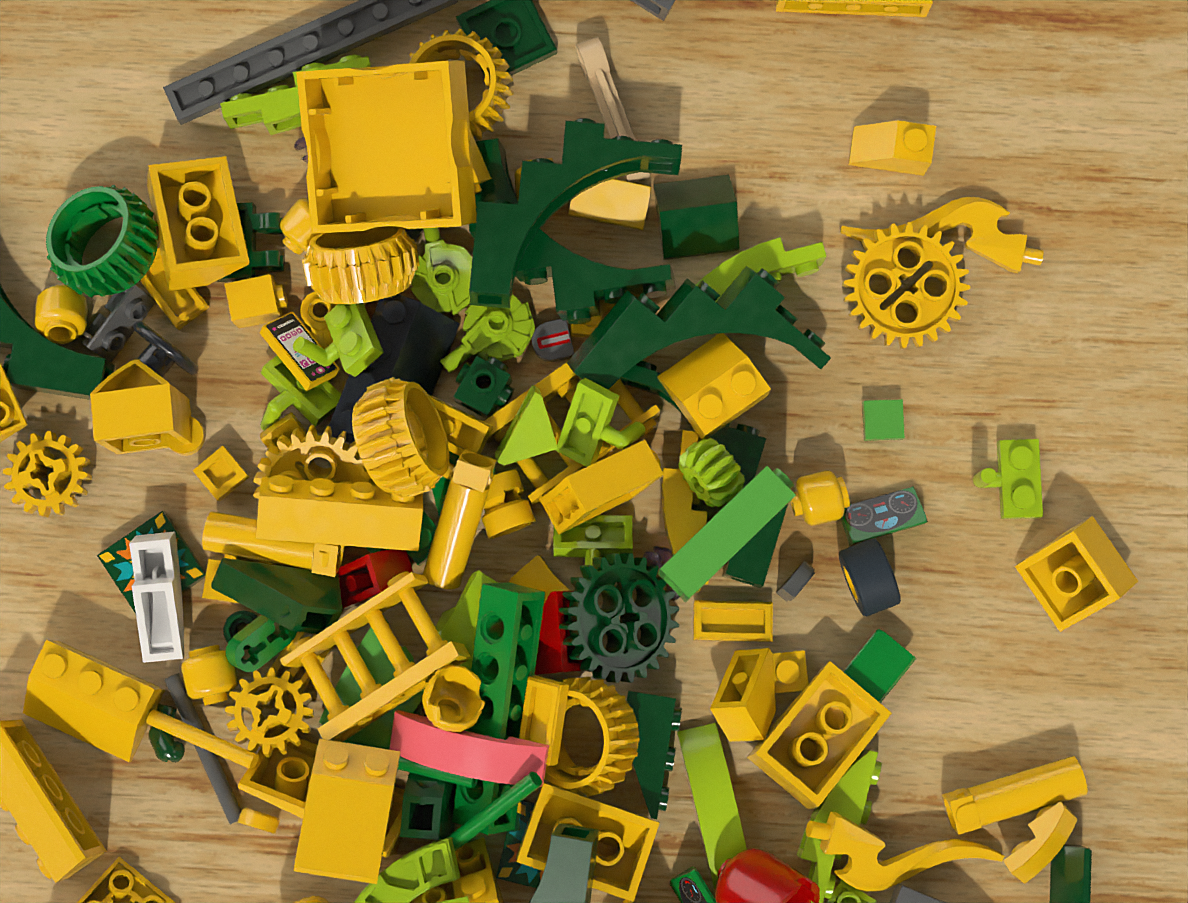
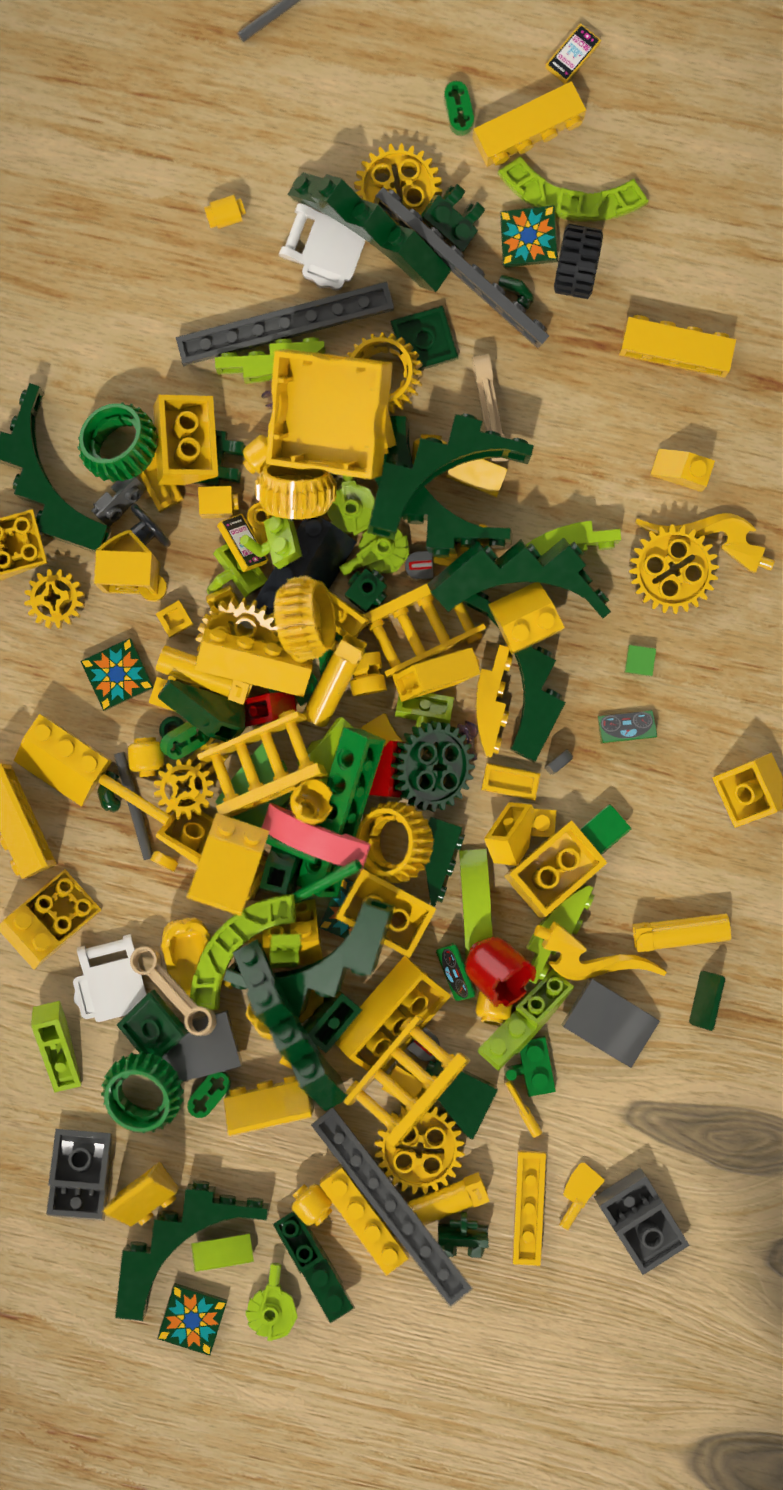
camera: 10 degrees right, 5 degrees up
(61, 314) = (80, 488): yellow head -> none
(158, 596) = (119, 697): white slope -> none
(529, 431) = (392, 628): lime slope -> none
(544, 714) = (371, 822): yellow tile -> none
(589, 423) = (435, 630): lime plate -> none
(697, 217) = (536, 494): dark green slope -> none
(711, 472) = (513, 677): lime gear -> none
(727, 532) = (517, 721): bright green brick -> none
(820, 498) = (585, 707): yellow head -> none
(869, 577) = (609, 768): black wheel -> none
(1017, 479) = (725, 718): lime plate -> none
(1051, 831) = (701, 961): yellow slope -> none

